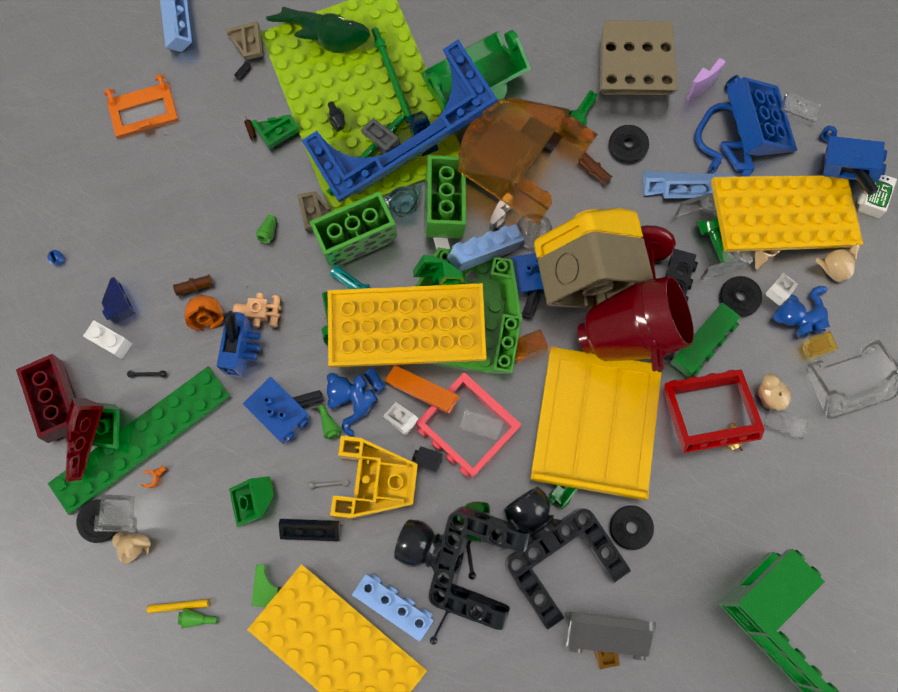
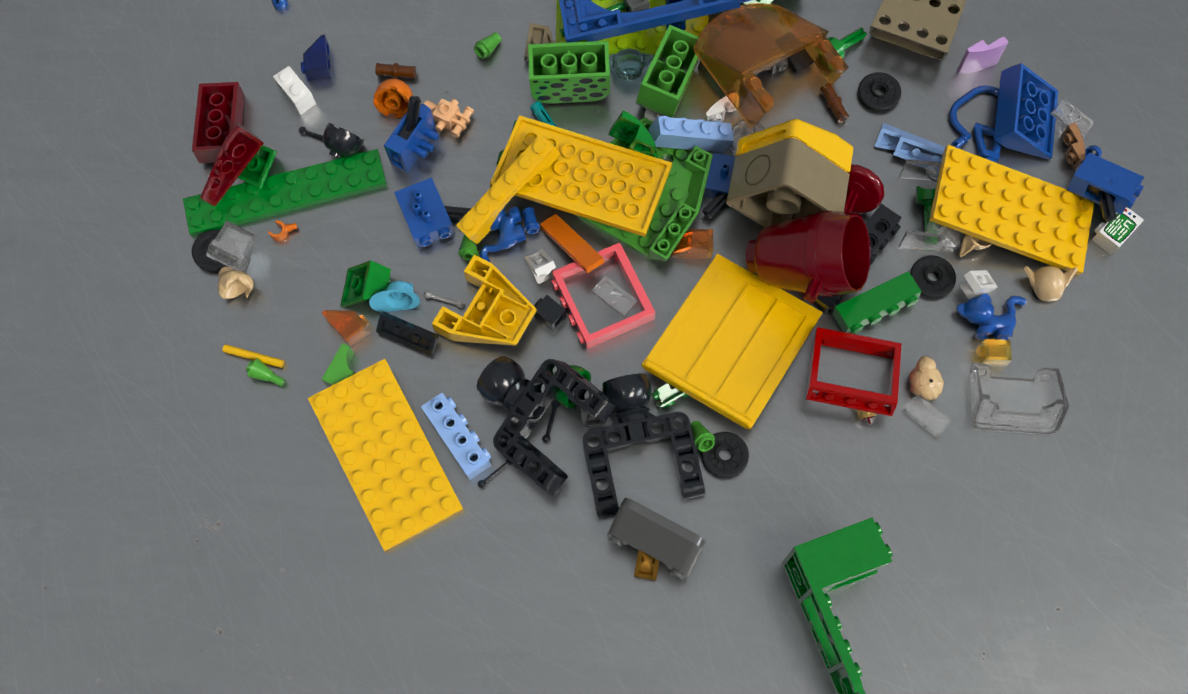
camera: 20 degrees right, 5 degrees down
(172, 373) = (341, 141): none -> black cylinder
(253, 544) = (348, 325): none -> clear orange slope
(284, 500) = (397, 296): none -> medium azure piece
(336, 389) = (533, 160): none -> yellow arch
(607, 520) = (703, 438): none -> bright green cone
(816, 138) = (1076, 152): none -> medium nougat slope

